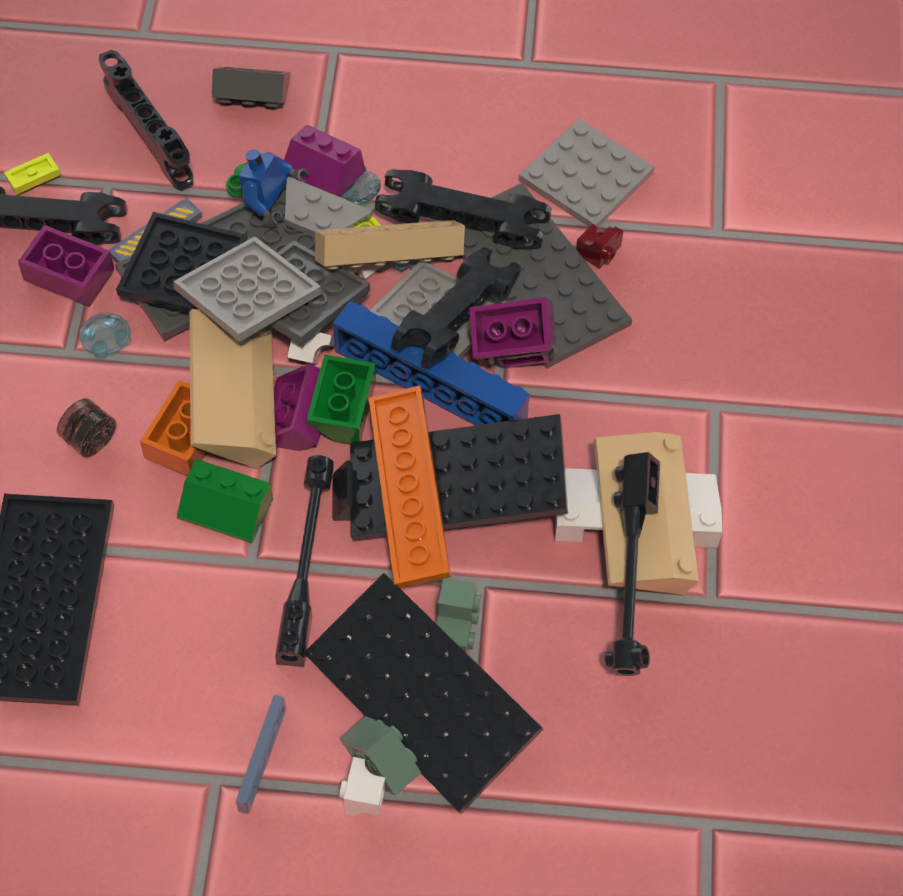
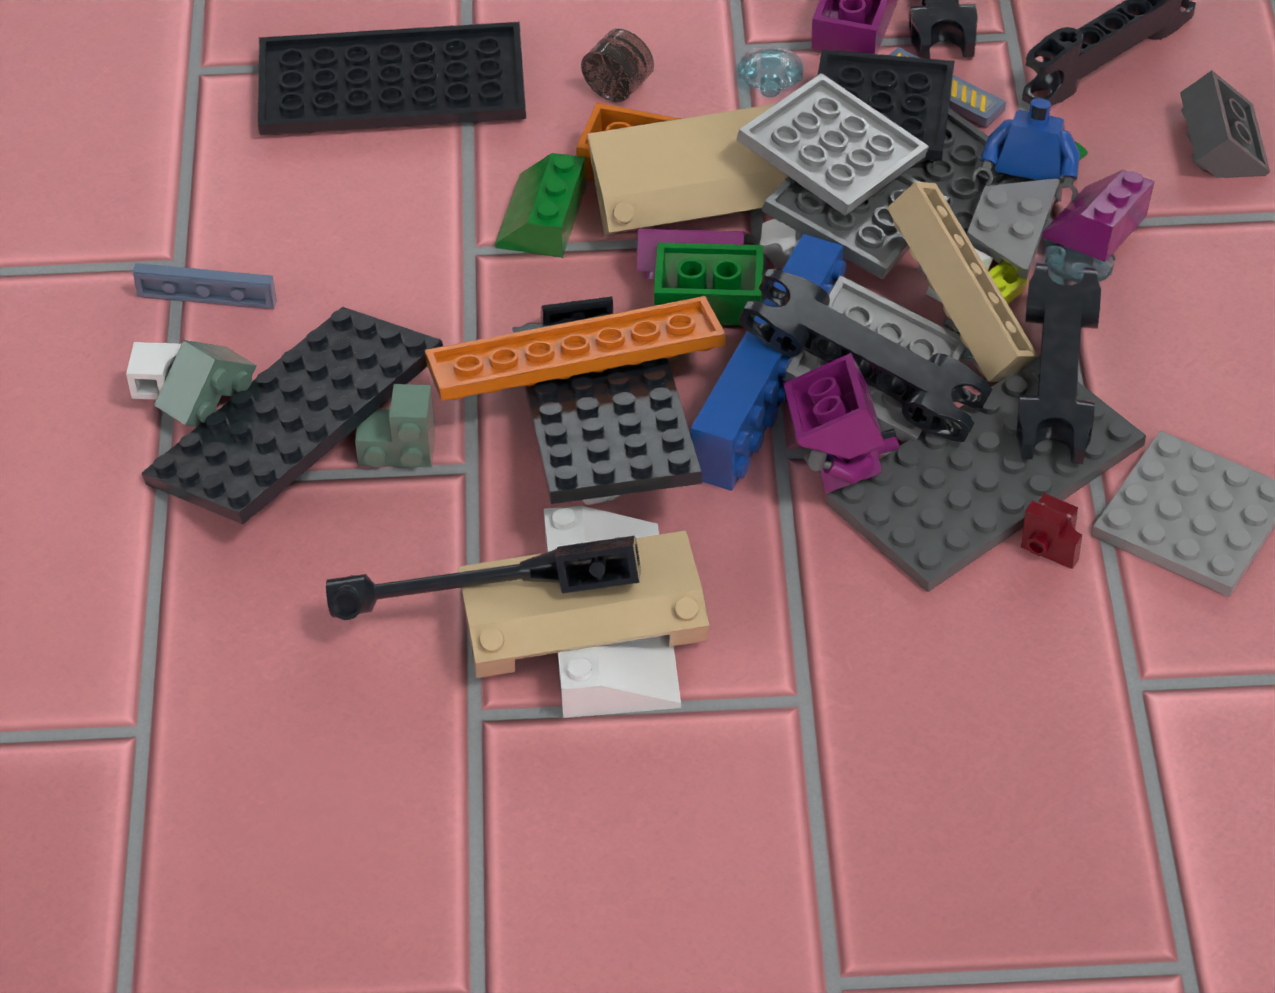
camera: 85 degrees right, 10 degrees down
(297, 612) = (382, 289): black bar -> none

